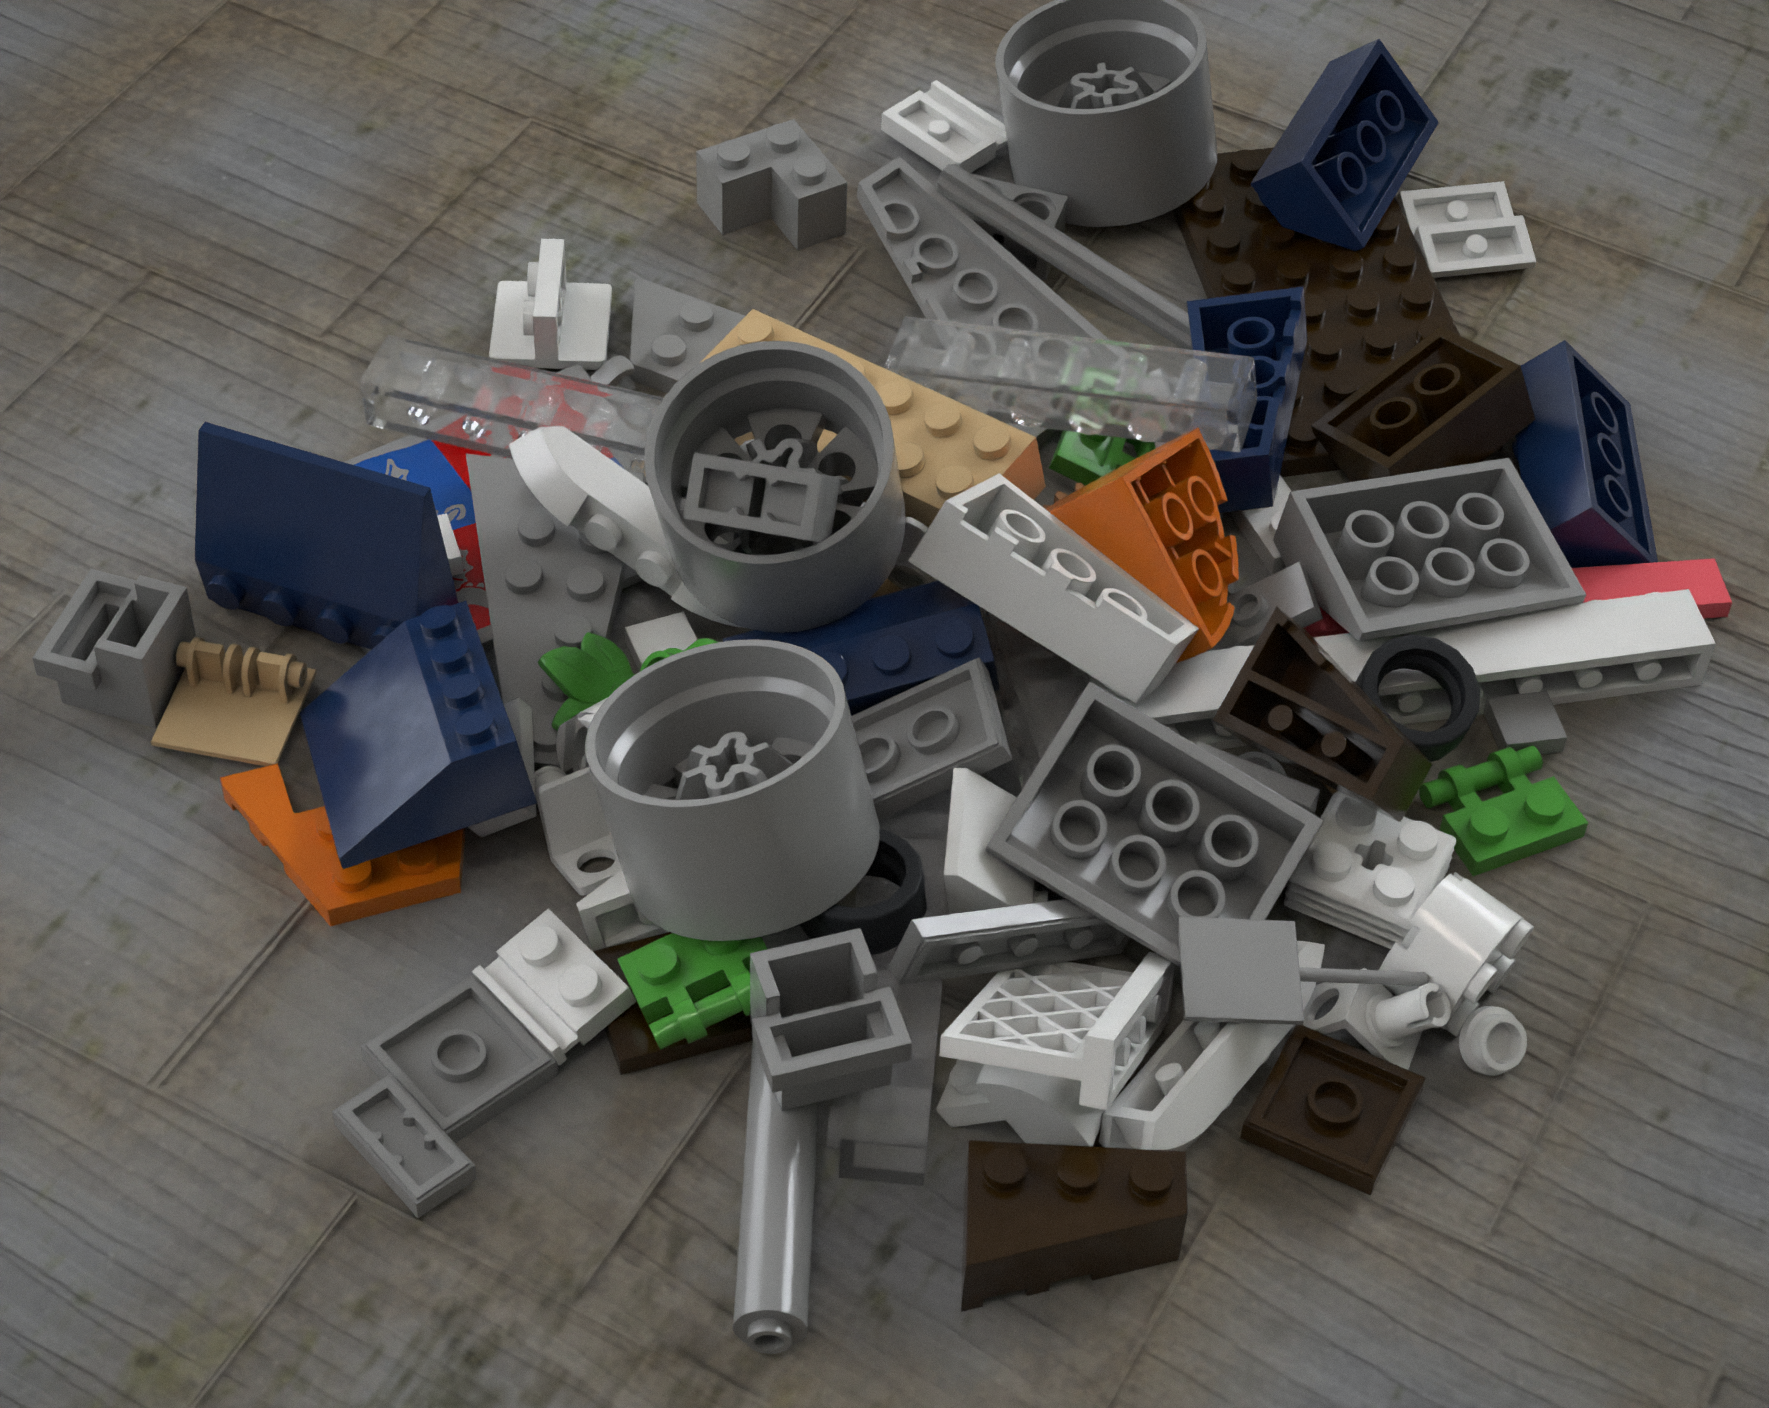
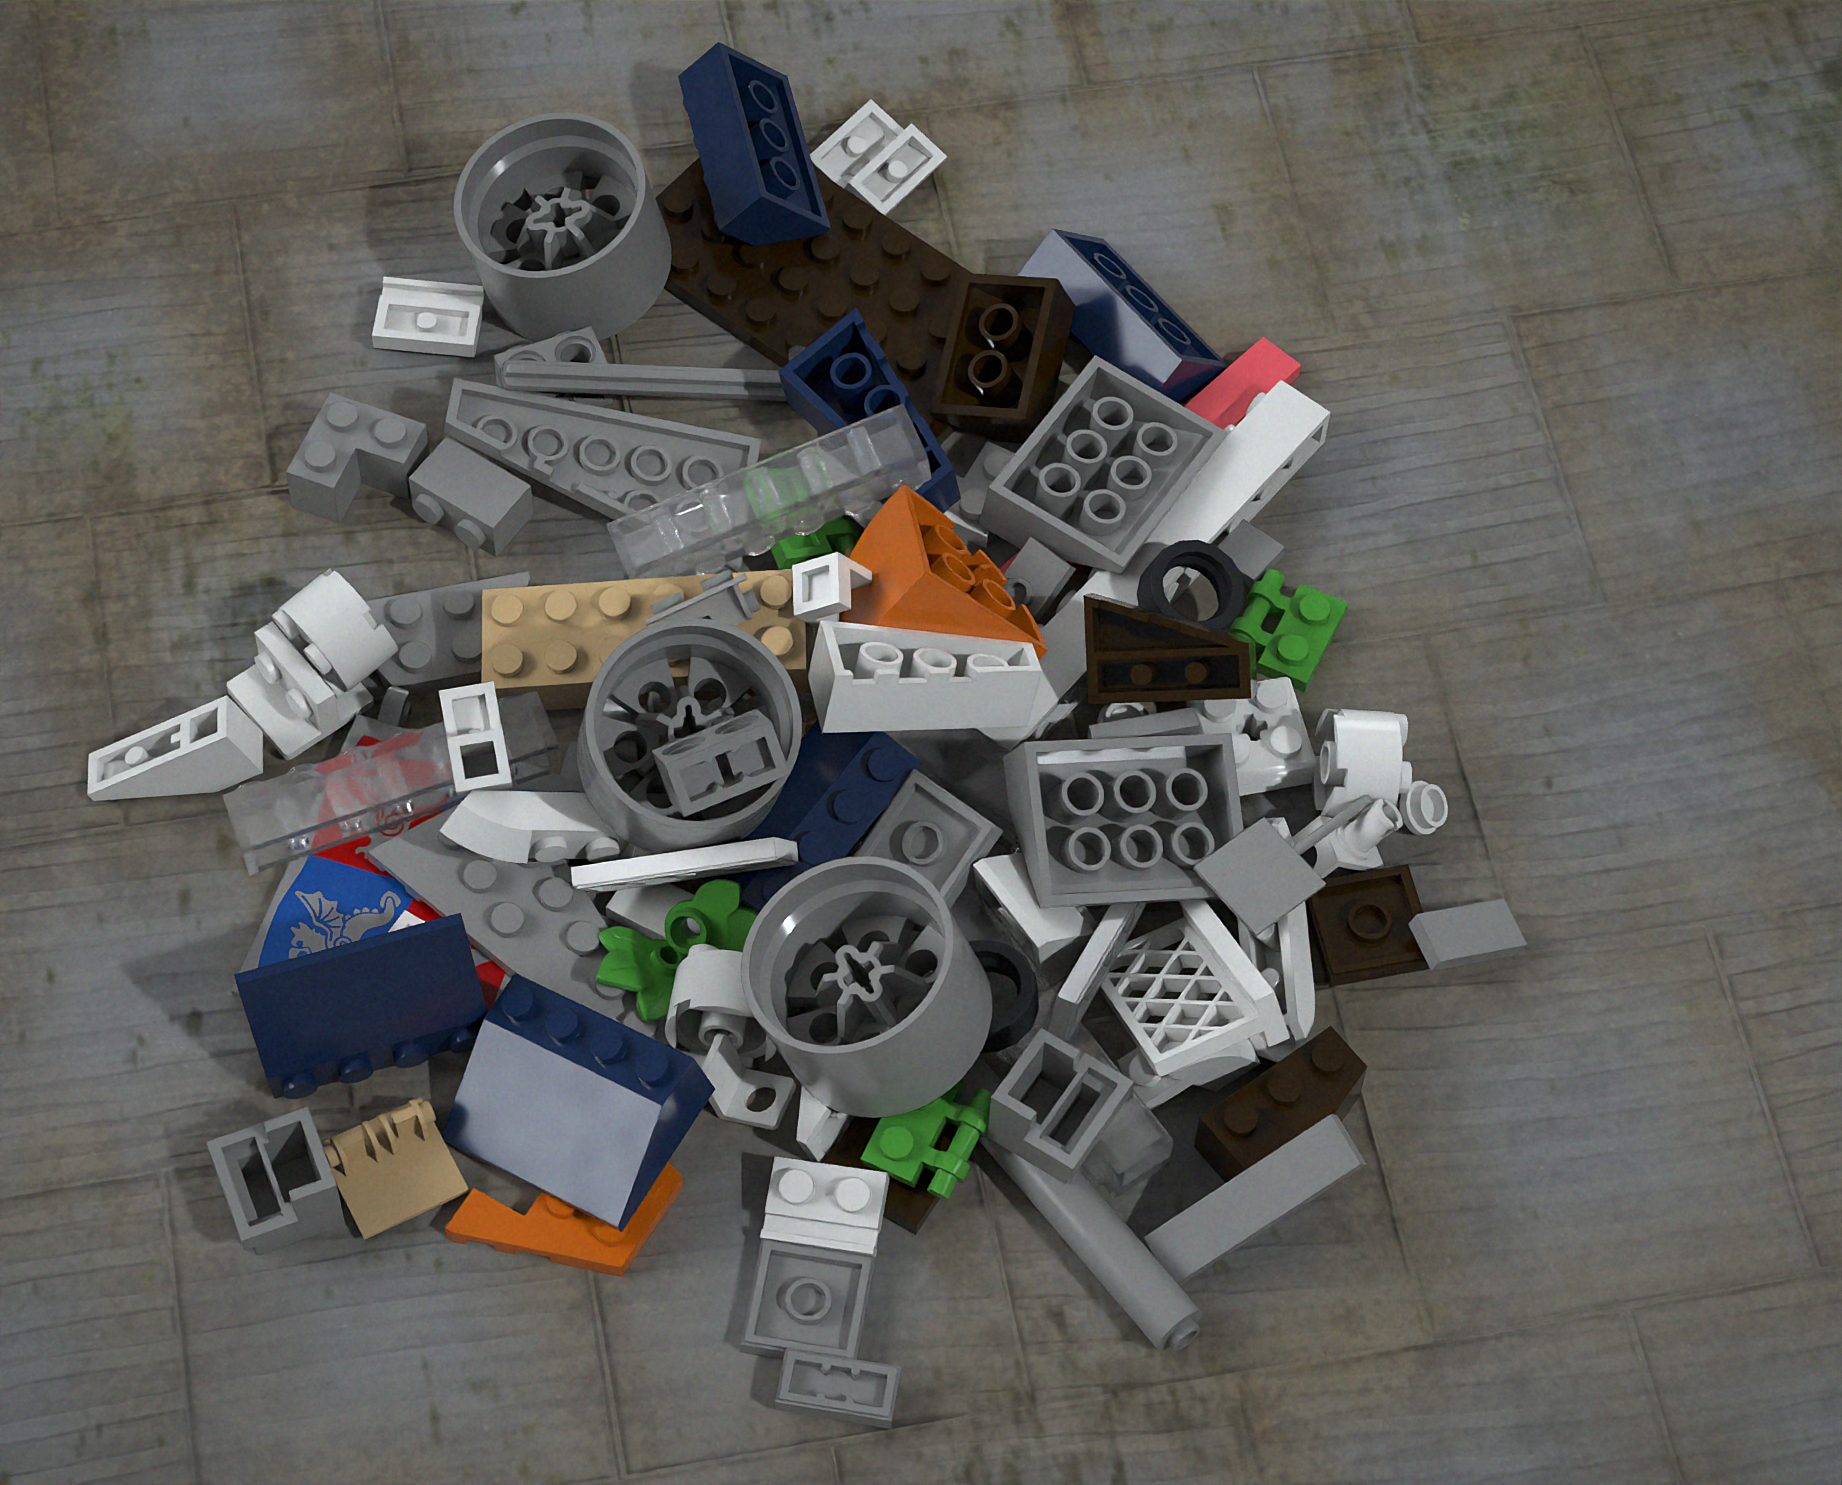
camera: 40 degrees left, 10 degrees up
(409, 303) = (181, 756): none -> white slope
(605, 277) = (335, 631): none -> white brick
(613, 404) = (475, 738): none -> white brick
(693, 609) = (685, 865): none -> white tile
(840, 267) = (470, 497): none -> light grey brick
(926, 407) = (720, 601): none -> light grey hinge
(948, 1250) = (1255, 1200): none -> light grey tile
(1041, 459) = (825, 586): none -> white panel
(1428, 1181) = (1467, 934): none -> light grey tile

